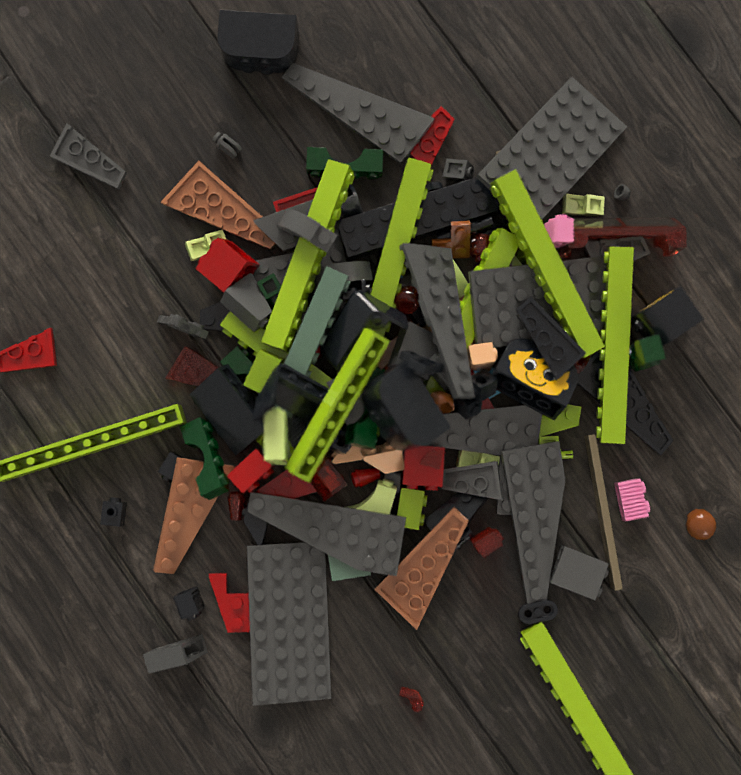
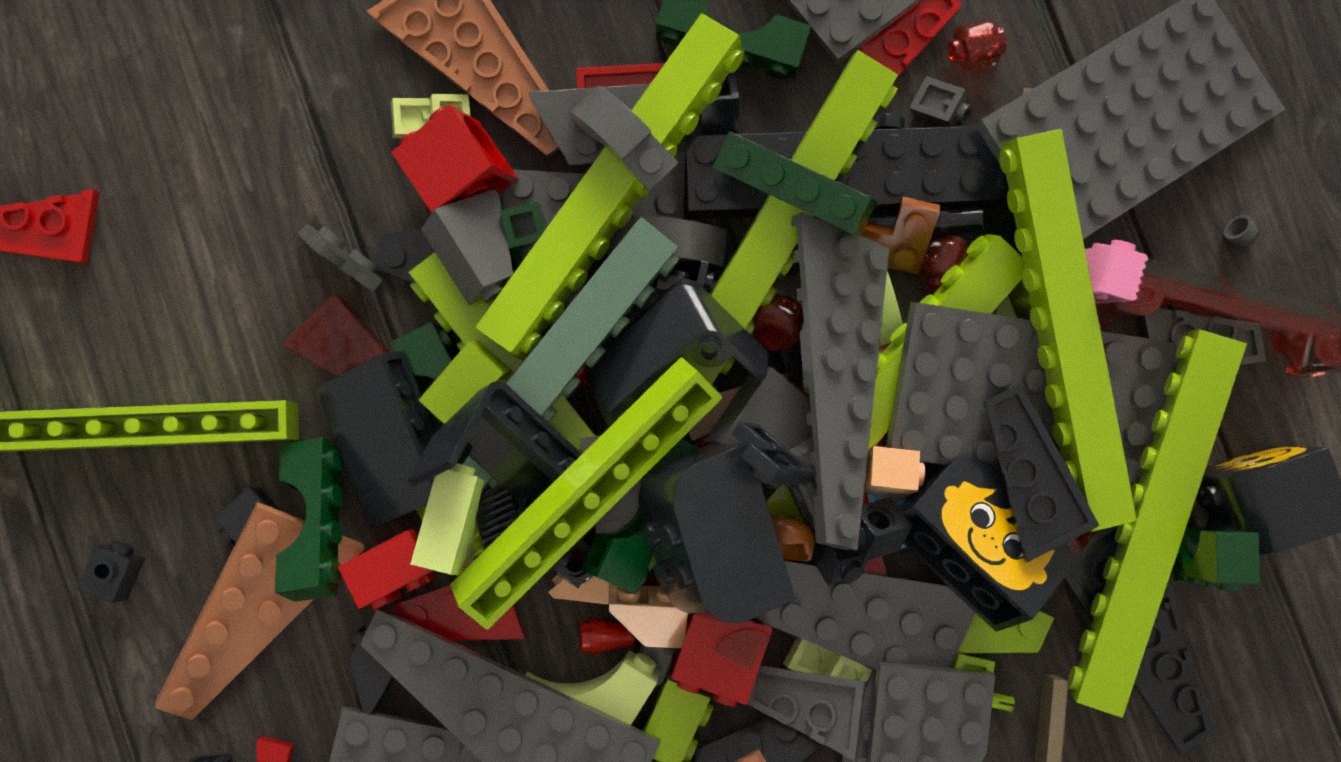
camera: 15 degrees right, 0 degrees up
(236, 502) = (345, 622): clear red cone -> none
(327, 479) = (532, 625): clear red brick -> none
(396, 230) = (795, 184): none -> dark green arch
(467, 136) = (977, 45): none -> clear red head
(583, 205) = (1161, 235): yellowish green slope -> none

